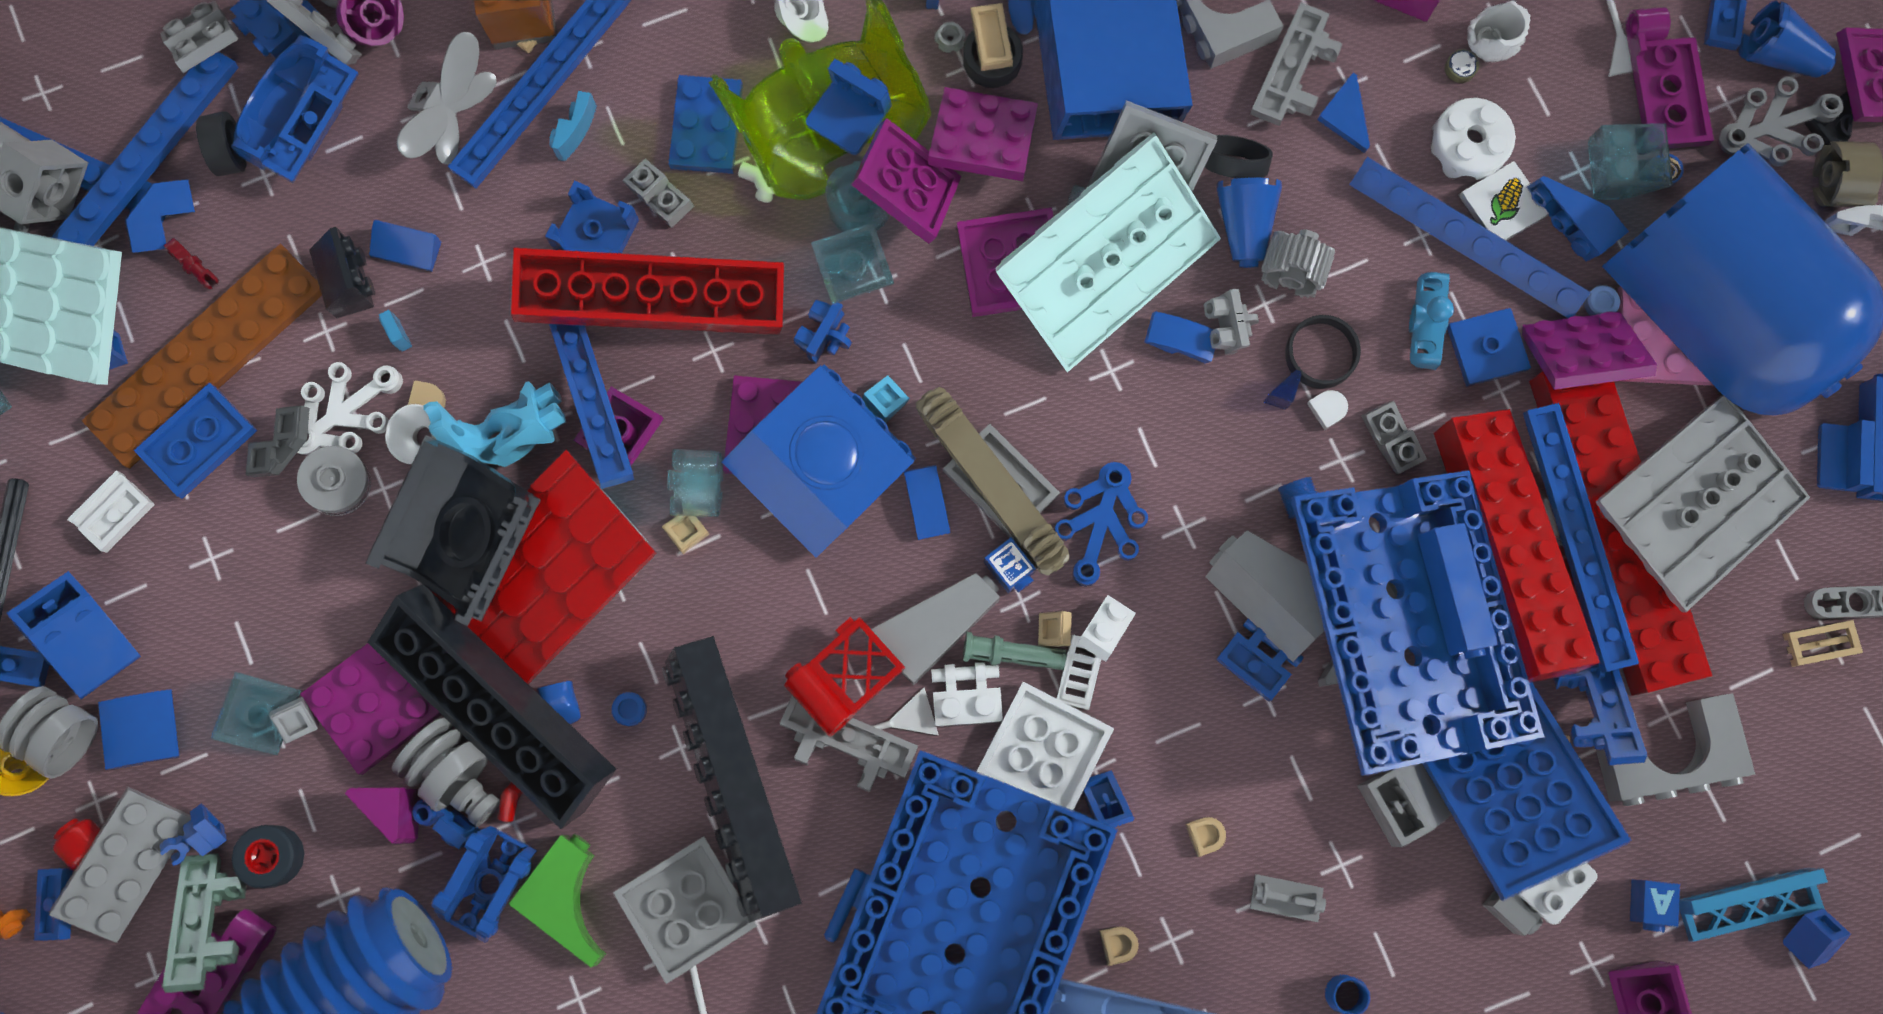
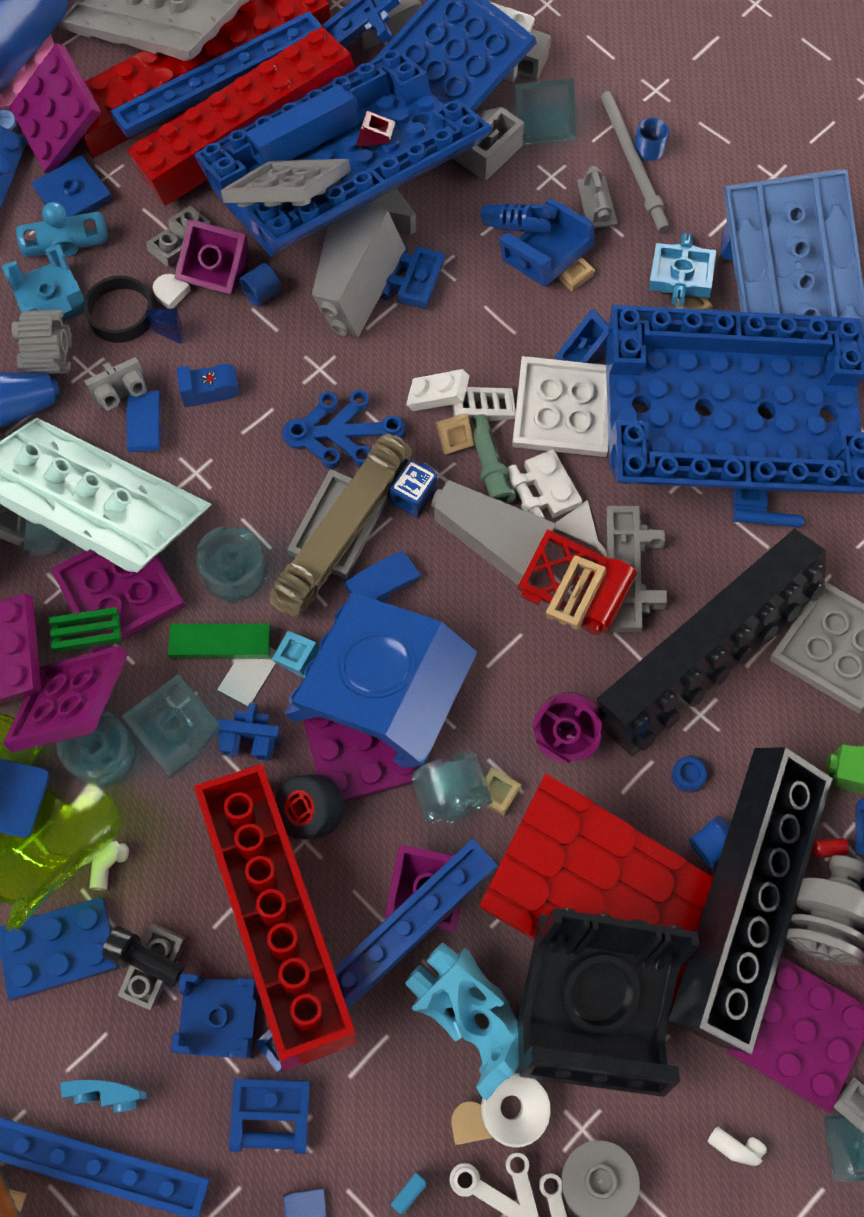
camera: 110 degrees left, 10 degrees down
(306, 602) = (735, 1151): none -> white arm
(515, 234) = (269, 1101): none -> blue plate
(675, 173) = (125, 949): none -> black piece
(710, 609) = (568, 727): none -> magenta cylinder
(734, 358) = (310, 806): none -> black wheel
(846, 687) = (565, 618): none -> tan tile
(888, 354) = (246, 678): none -> white sticker
(925, 336) = (219, 641): none -> green tile
(981, 194) = (81, 618): none -> green tile
(1000, 351) = (245, 554): none -> clear light blue brick
(1160, 949) = (682, 270): none -> dark azure plate
(1200, 407) = (207, 384): none -> blue leg
(1244, 817) = (549, 254): none -> blue panel
(1260, 961) = (653, 203): none -> light grey bar
(1289, 796) = (518, 217): none -> blue hinge
(1343, 455) = (212, 257): none -> magenta slope
(1367, 286) = (47, 287): none -> dark azure panel
(1371, 536) = (286, 182): none -> light grey plate
(1420, 886) = (546, 110): none -> clear light blue slope
(1425, 664) = (375, 130): none -> dark red slope

